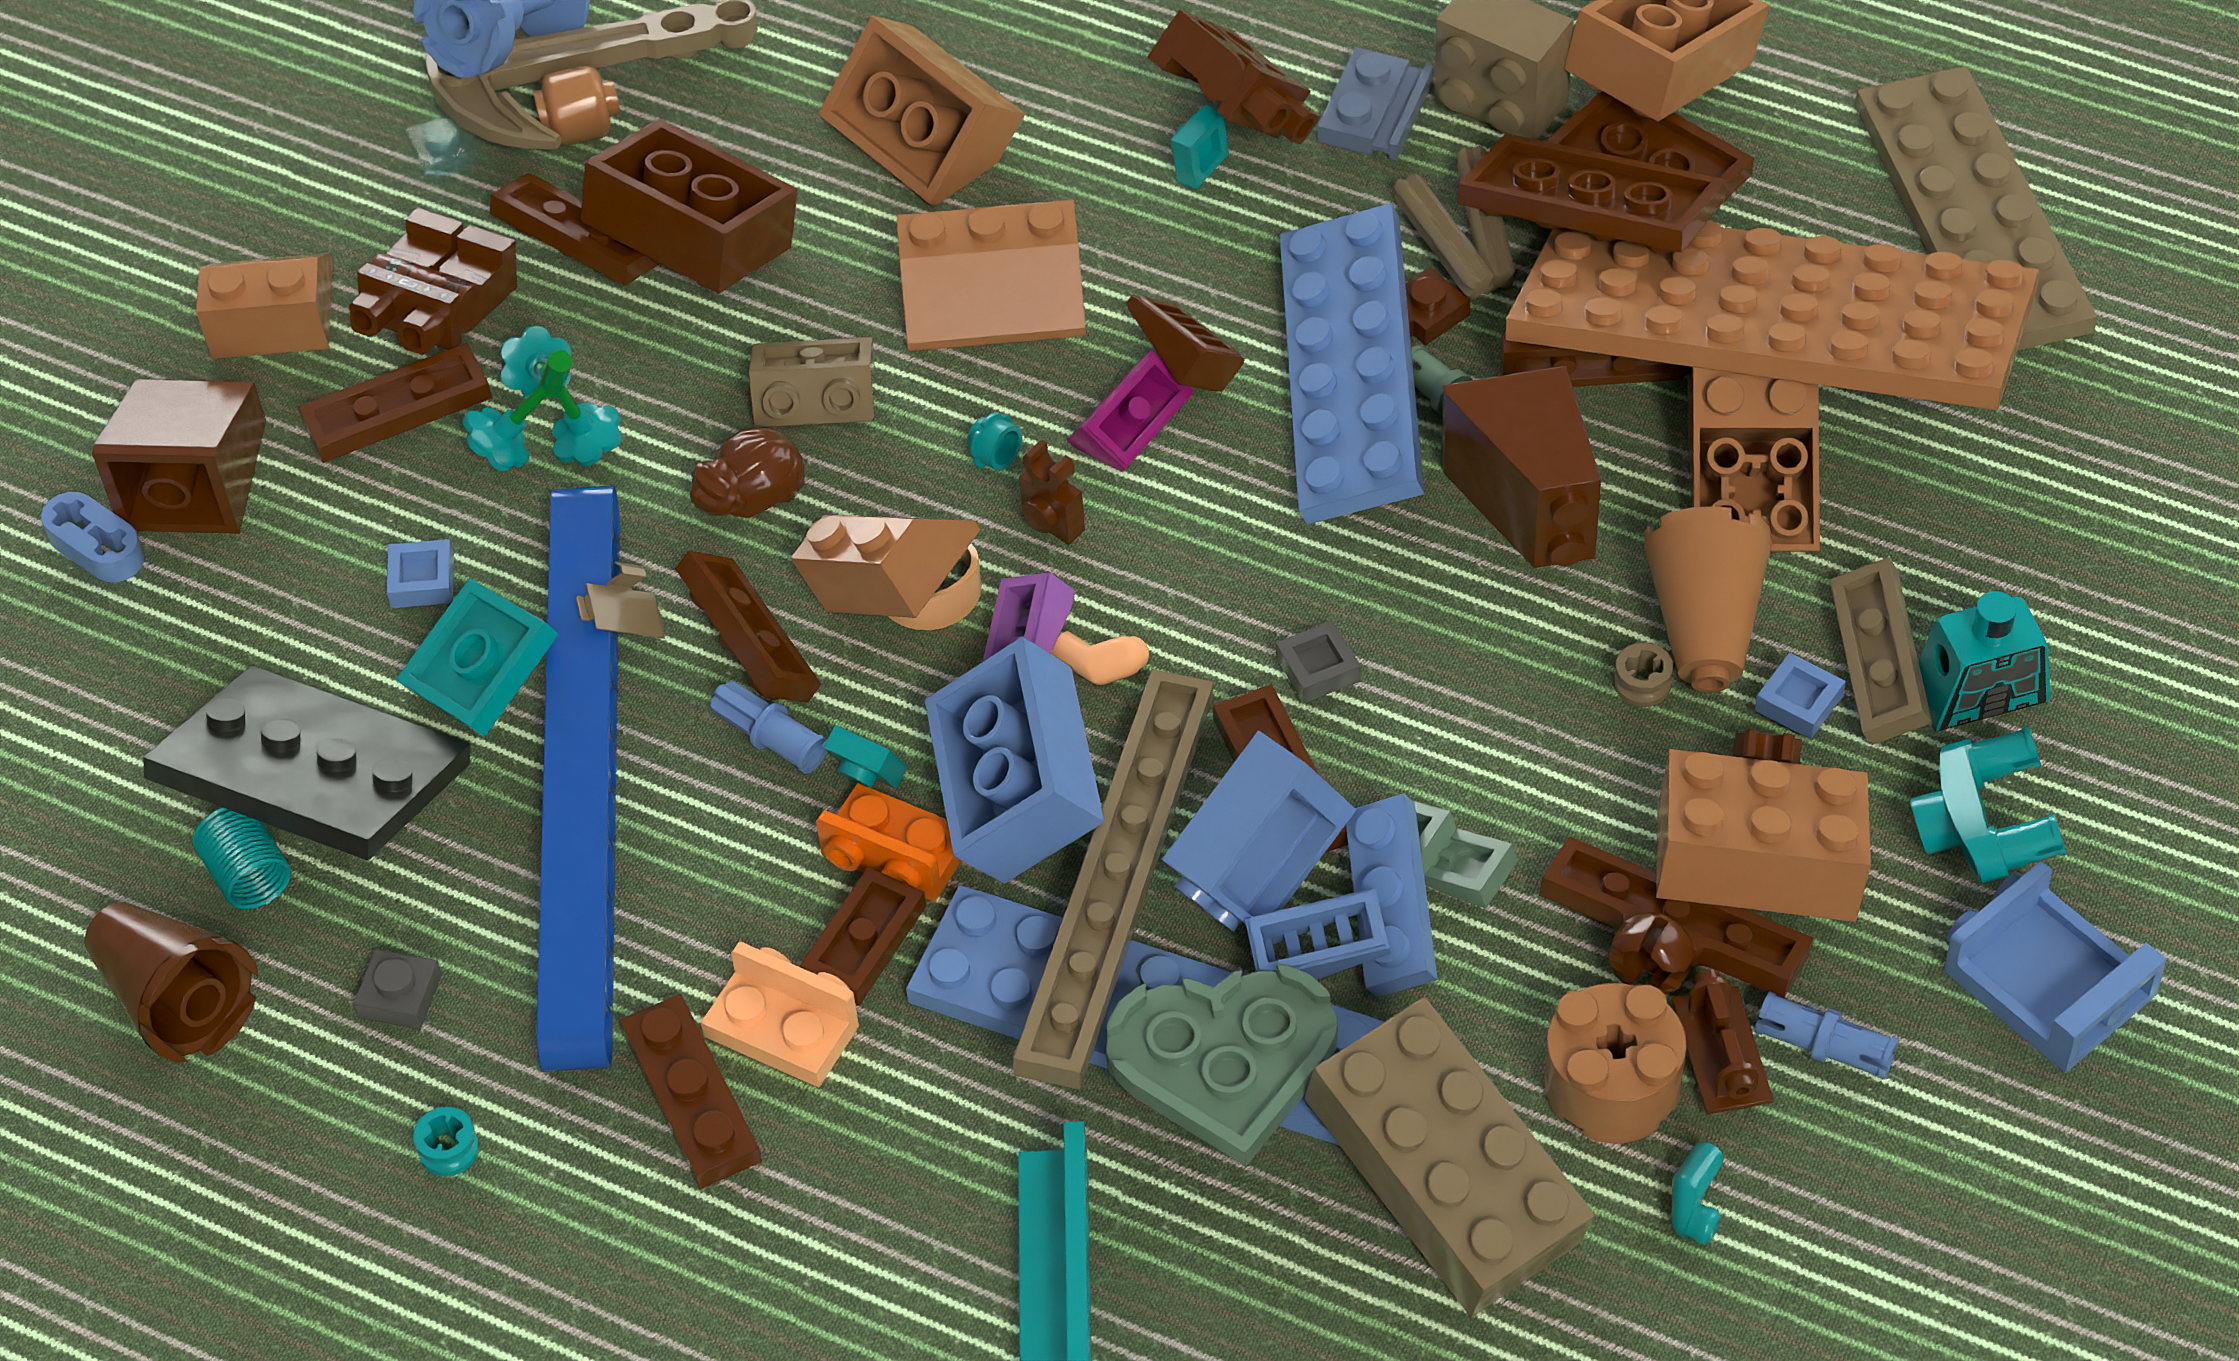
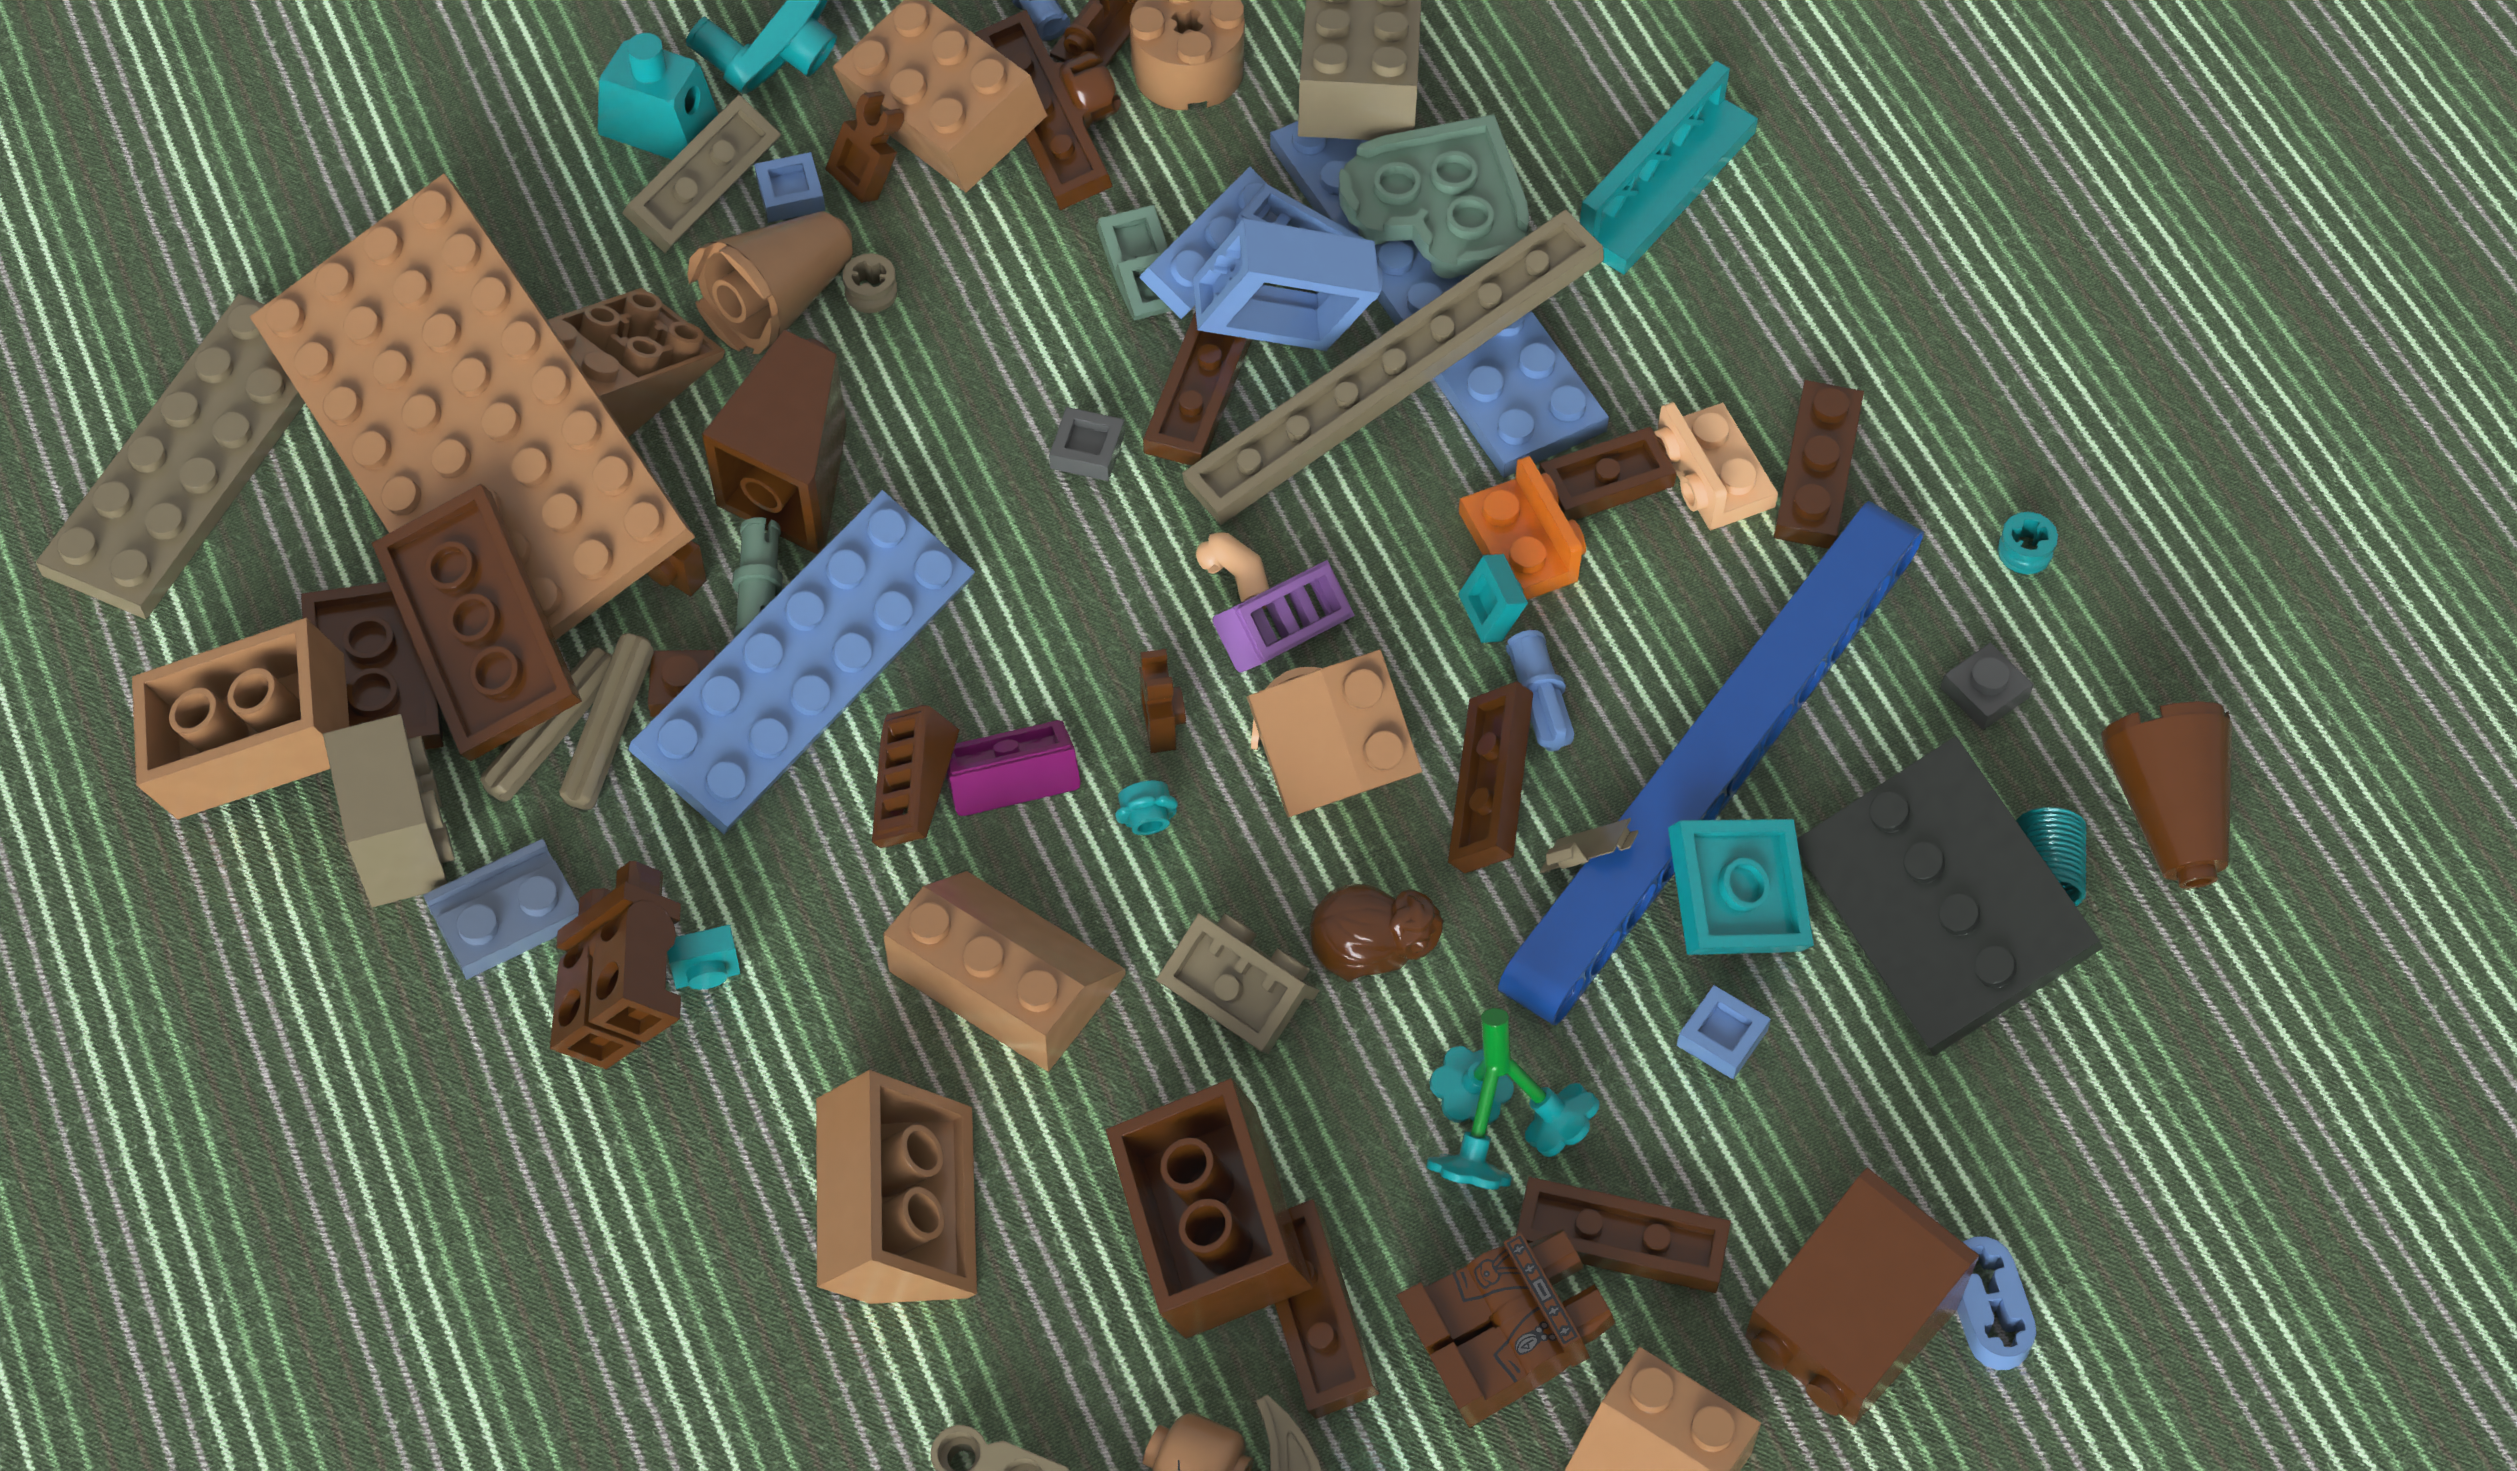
camera: 145 degrees left, 5 degrees up
(1013, 761) = (1399, 482): medium blue brick -> none

